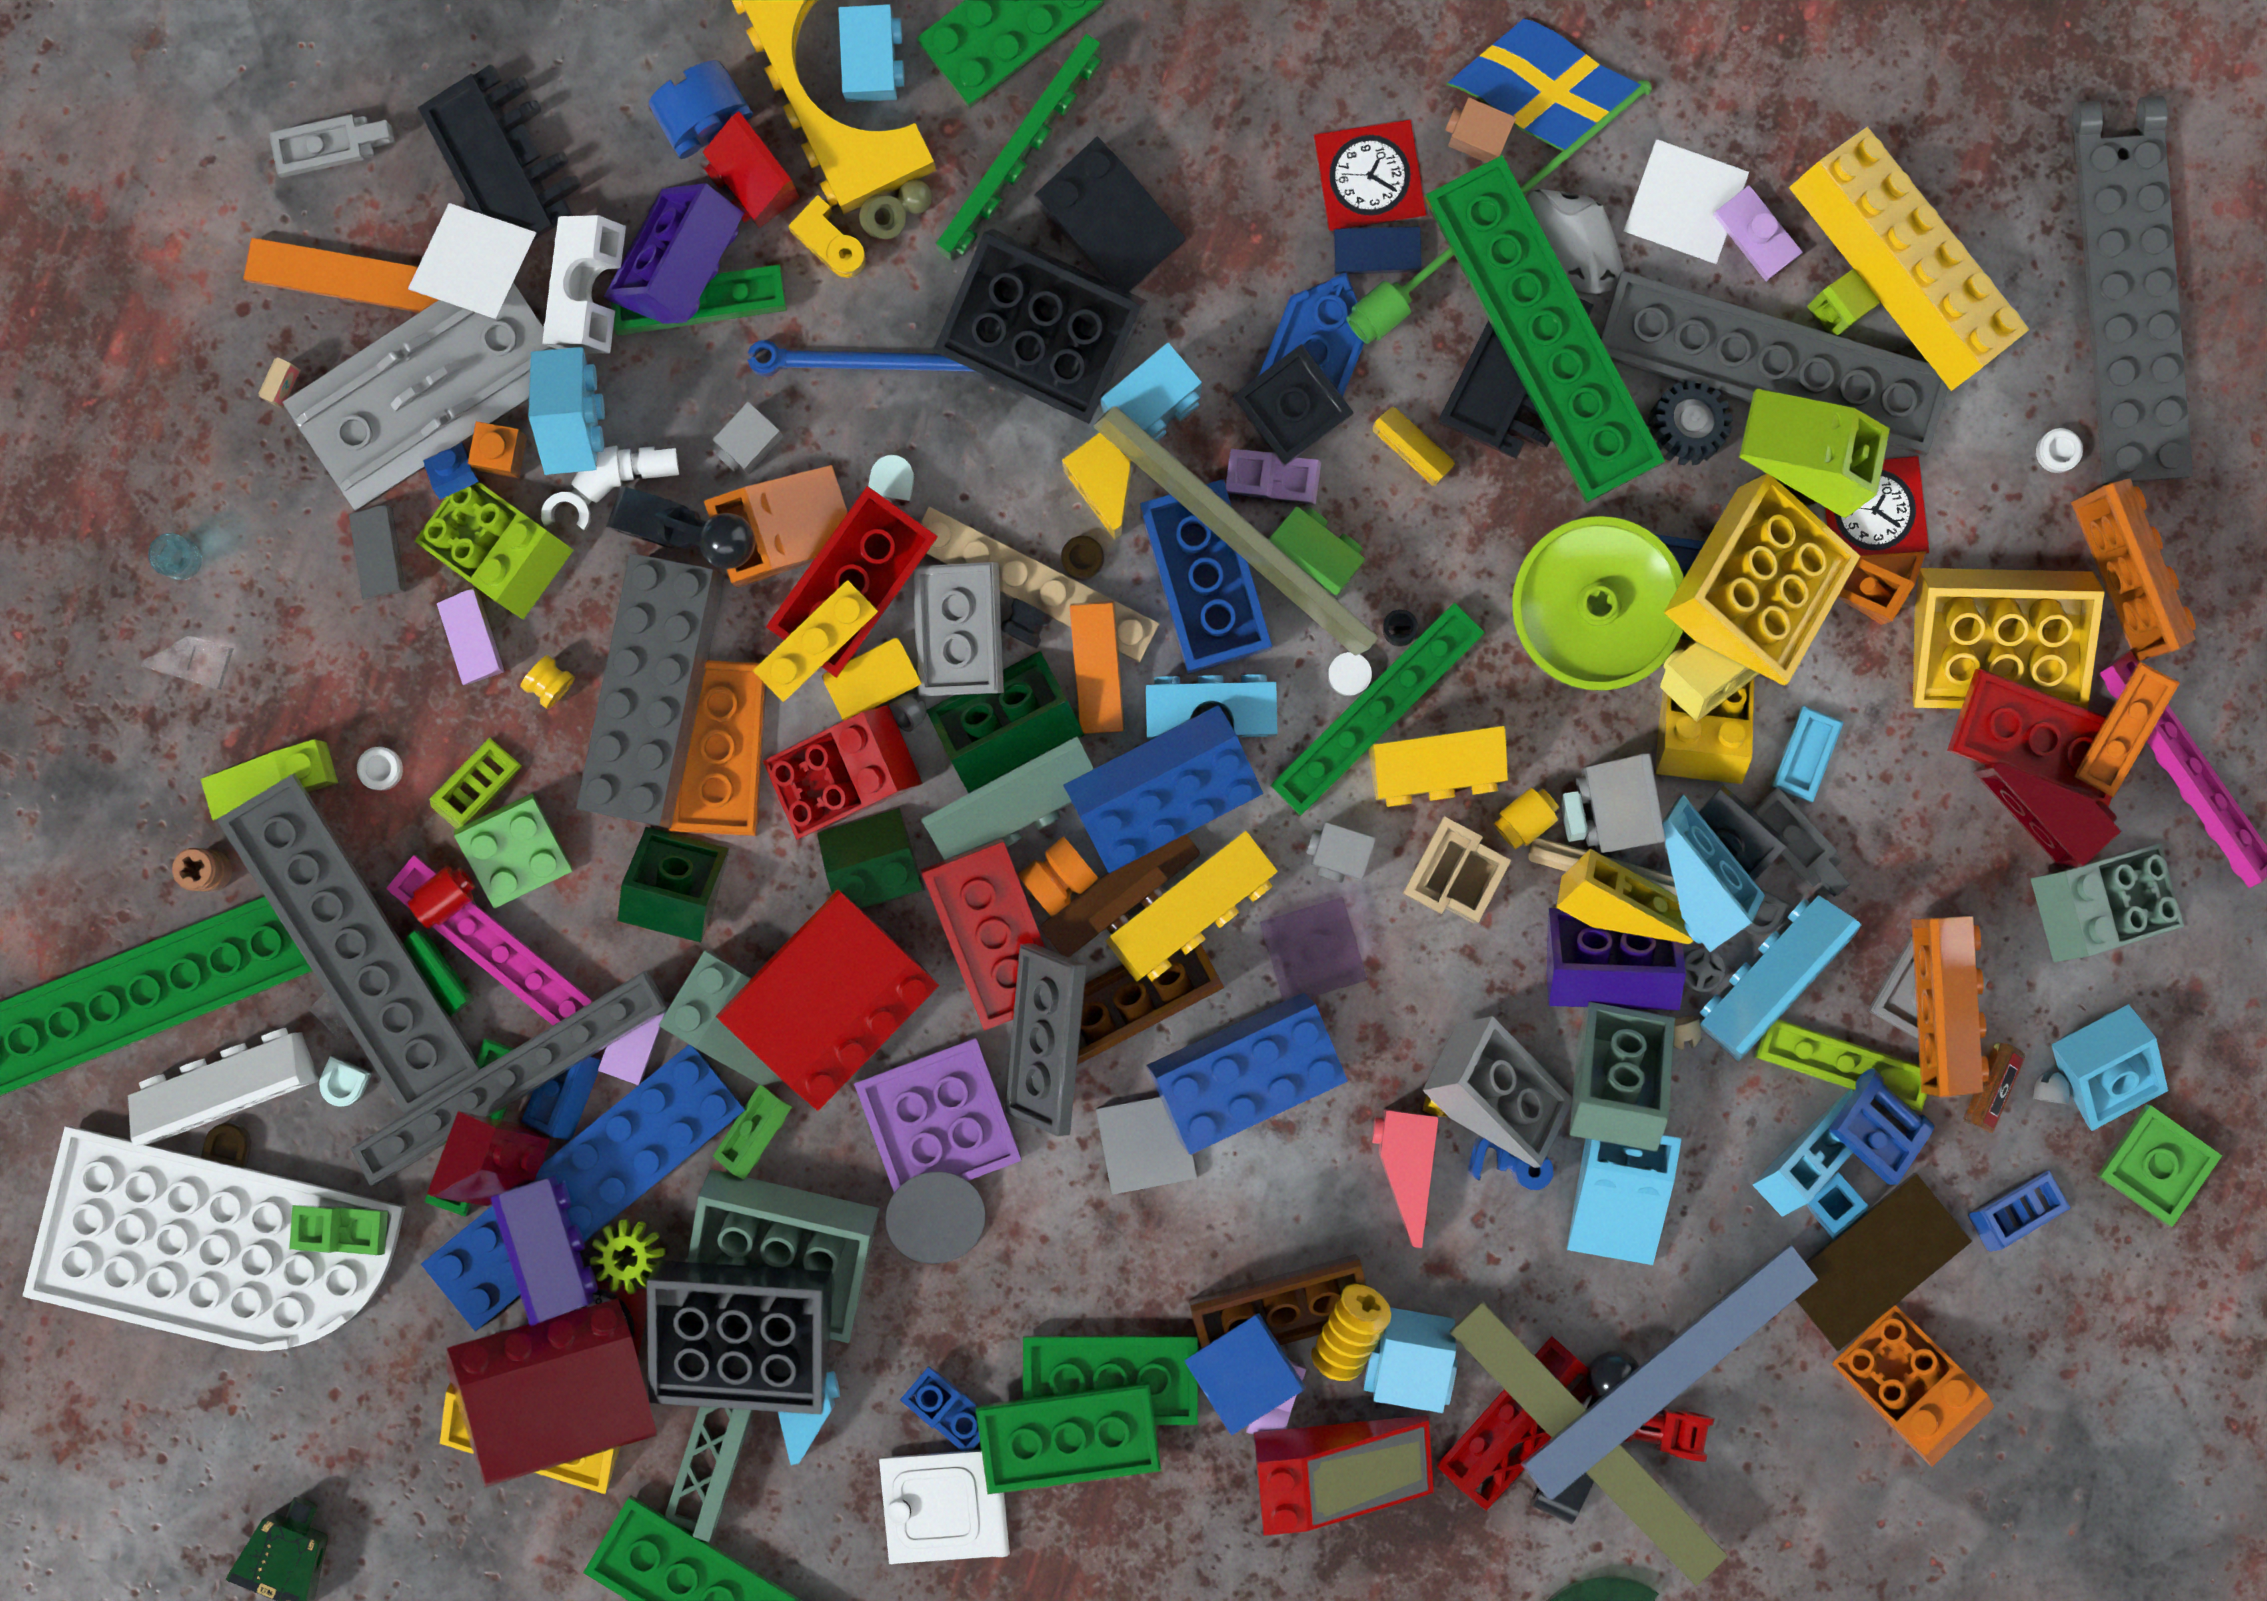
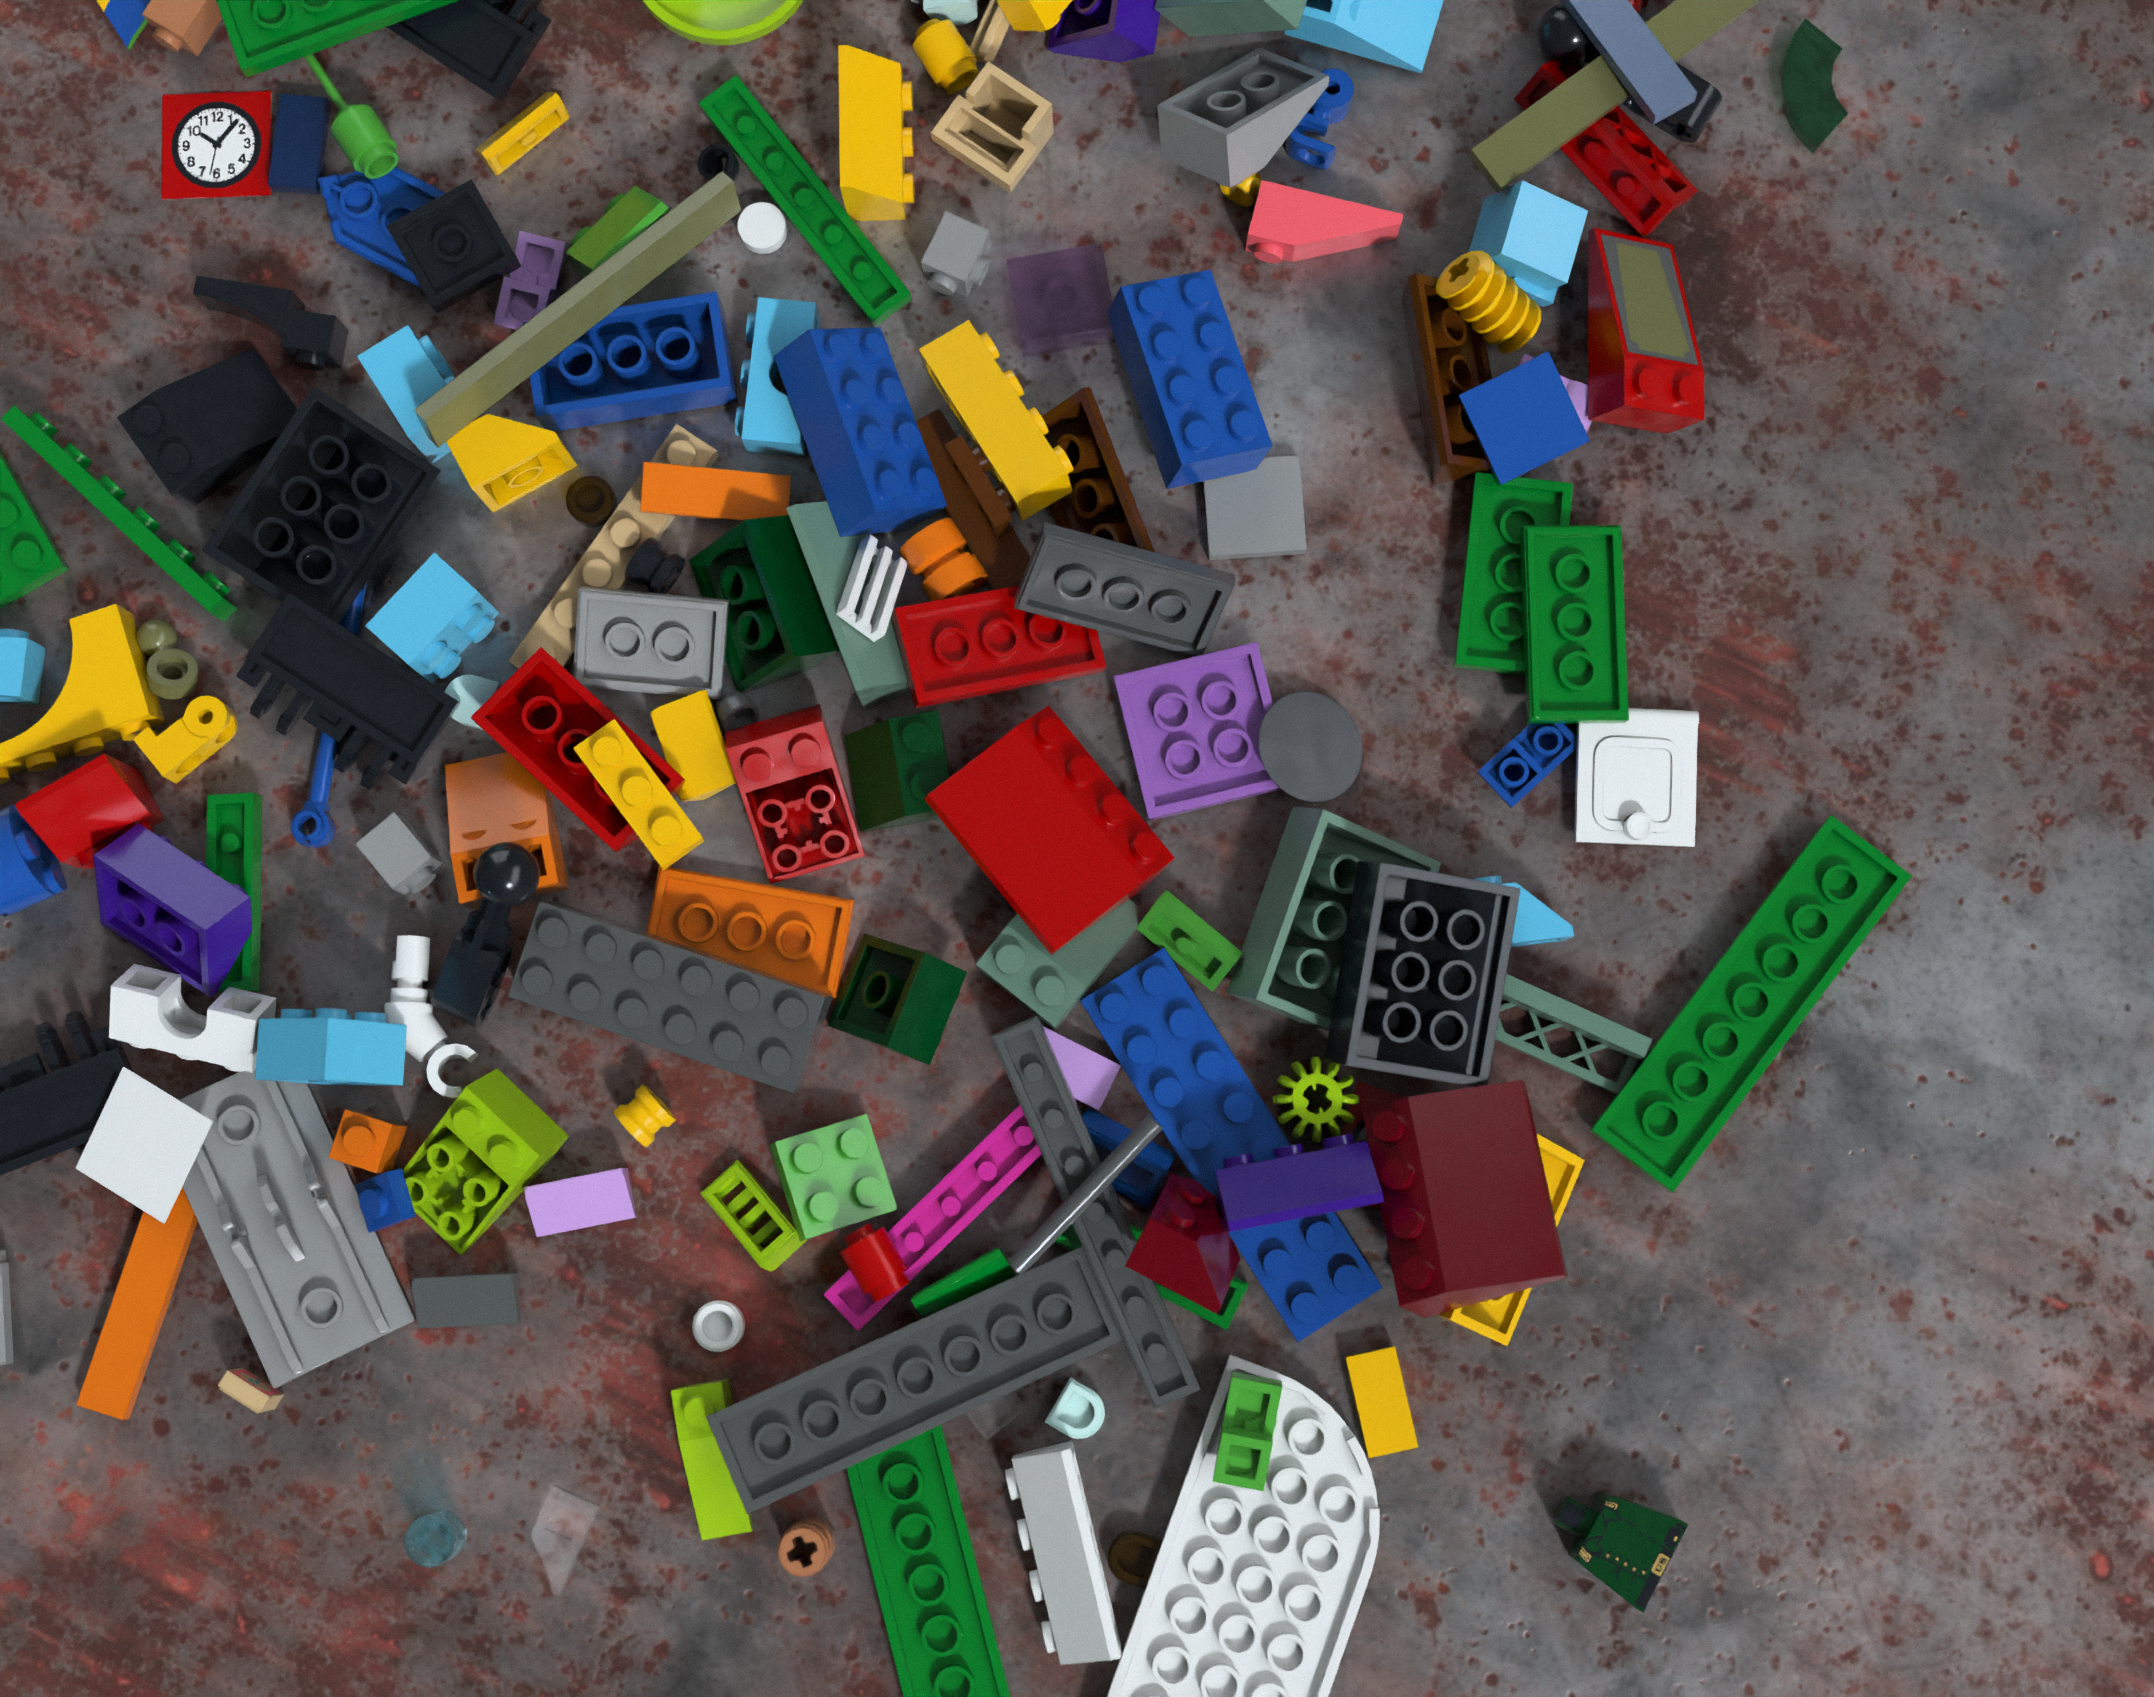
camera: 85 degrees left, 5 degrees down
(380, 1340) = (1381, 1401): none -> yellow tile
(519, 1069) = (1085, 1194): none -> dark grey bar
(885, 375) = (349, 687): none -> black hinge
(951, 439) = (433, 619): none -> medium azure brick
(1016, 824) = (878, 594): none -> white tile
(1197, 285) = (306, 336): none -> black slope

